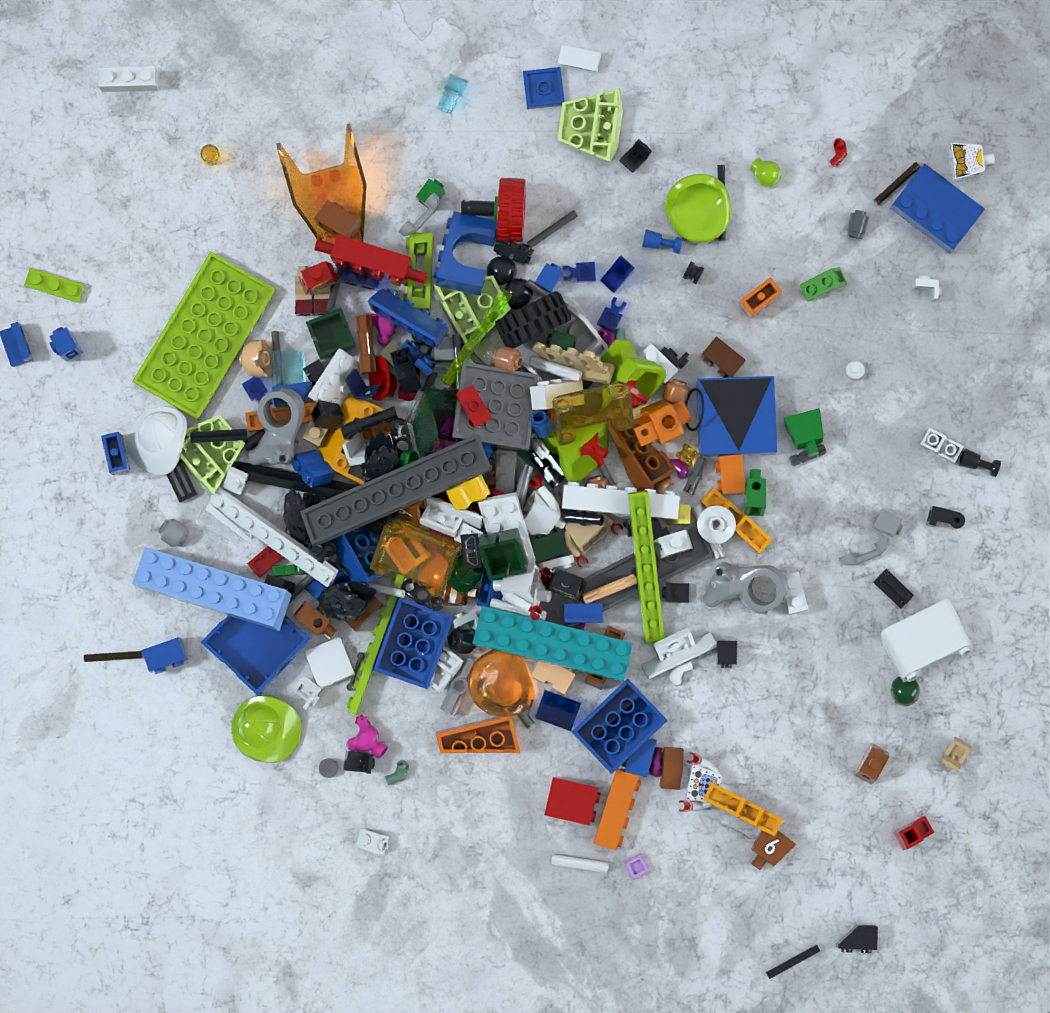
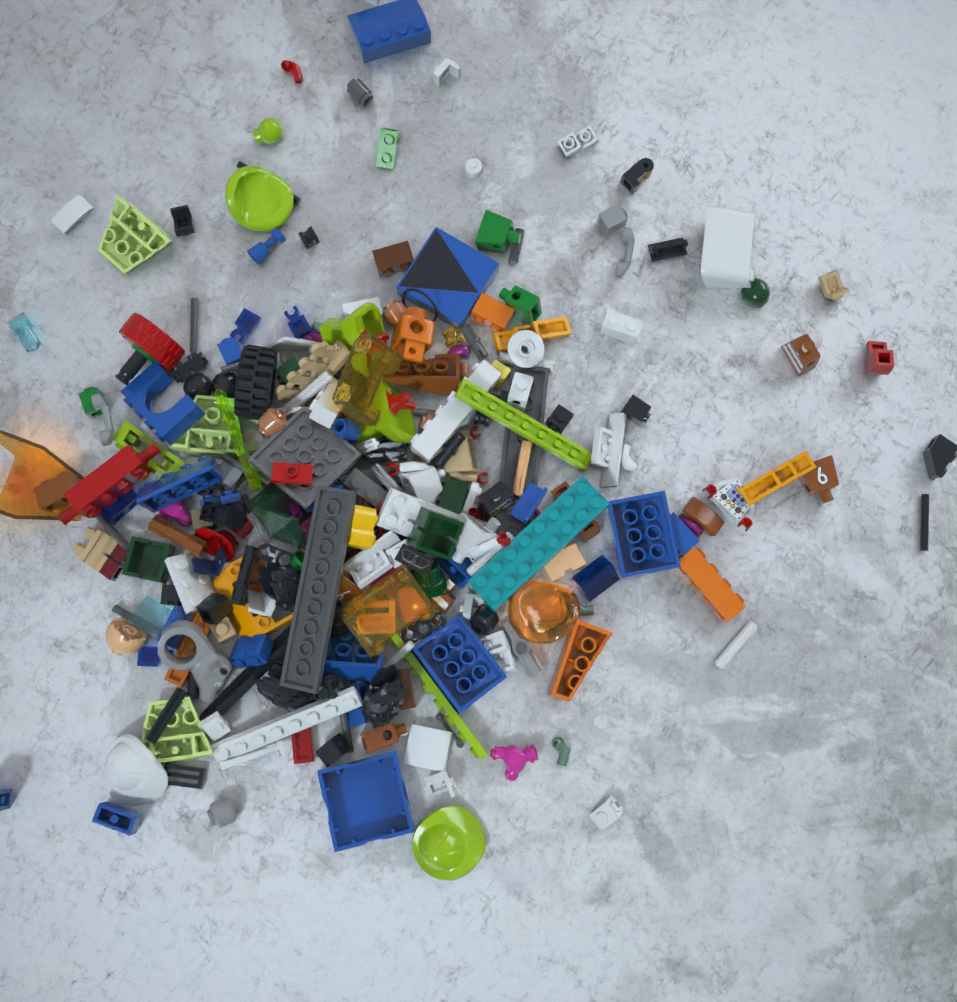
camera: 65 degrees left, 5 degrees down
(112, 656) = (294, 940): dark brown bar -> none
(165, 655) = (324, 892): blue brick -> none
(204, 335) = (73, 671): lime plate -> none
(212, 589) = (294, 810): light blue brick -> none
(287, 570) = (324, 731): green piece -> none
(317, 277) = (90, 538): red torso -> none
(328, 768) = (517, 809): flat silver tile -> none
(359, 762) = (530, 778): black bracket -> none
(543, 87) = (75, 258): blue tile -> none
(572, 801) = (680, 617): red brick -> none
(618, 274) = (267, 295): clear blue slope -> none
(636, 866) = (767, 599): lavender tile -> none
(671, 356) = (364, 295): black bracket -> none
(736, 582) = (583, 363): light grey animal -> none
(760, 297) = (365, 198): orange brick -> none
(898, 182) = (348, 45): dark brown bar -> none
(972, 460) = (605, 125): black piece -> none

